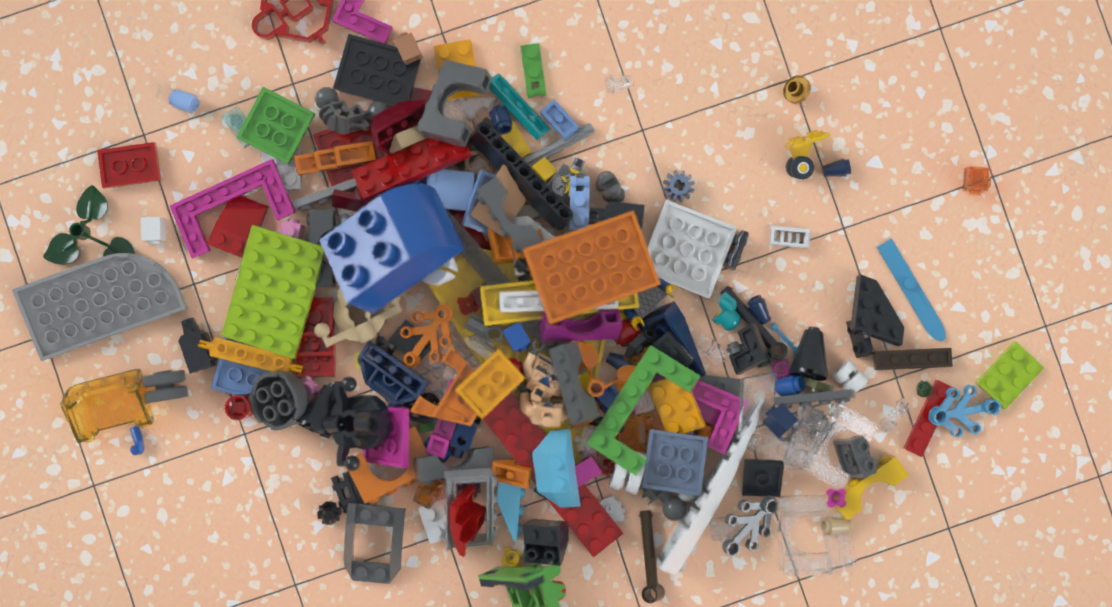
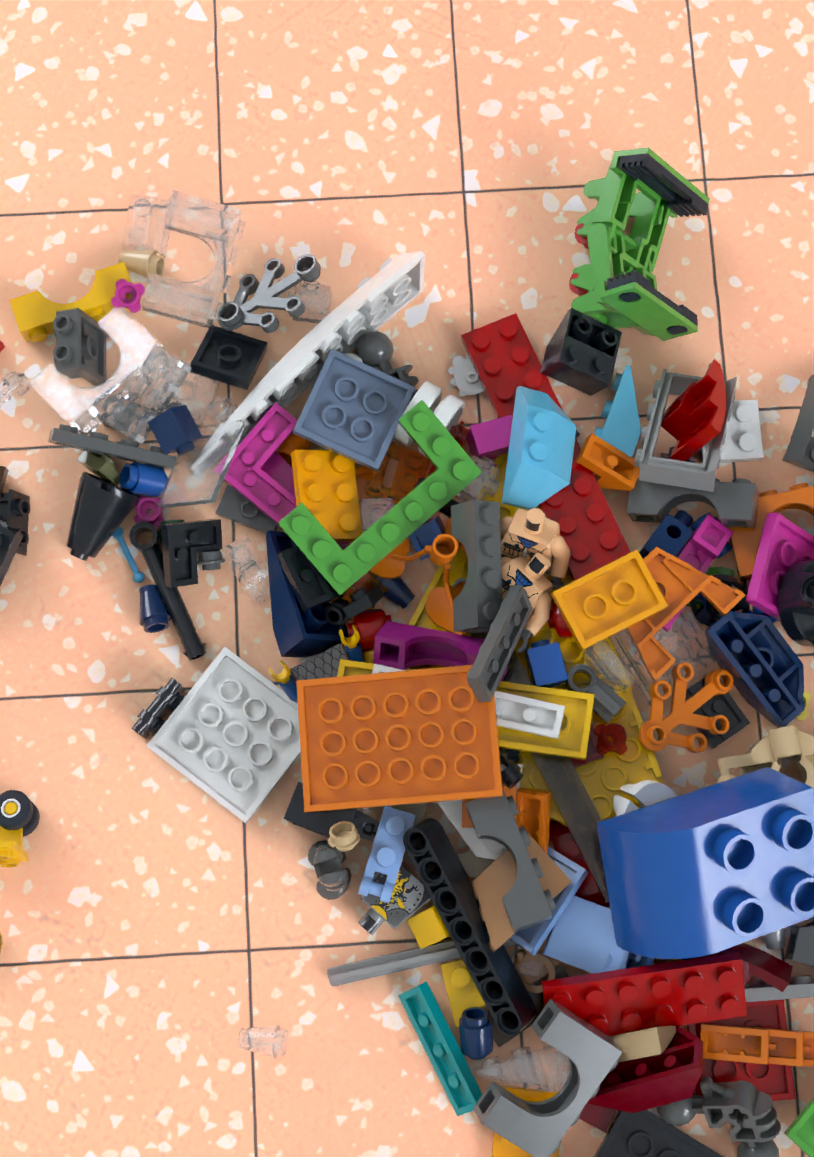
camera: 165 degrees left, 10 degrees down
(381, 341) = (757, 724): black piece -> none
(428, 494) = (745, 466): clear orange brick -> none
(511, 562) = (641, 340): yellow plate -> none
(533, 69) = (399, 1105): bright green plate -> none
(548, 336) = (499, 643): none -> dark grey plate
(559, 120) = (379, 1005): medium blue plate -> none
(607, 203) = (343, 836): none -> tan plate
(650, 560) = (432, 287): dark brown piece -> none
(675, 191) = (210, 847): sand blue gear -> none
(727, 316) = (205, 613): teal piece -> none
(807, 232) = (52, 714): white slope -> none
(856, 379) = (48, 467): white wheel -> none

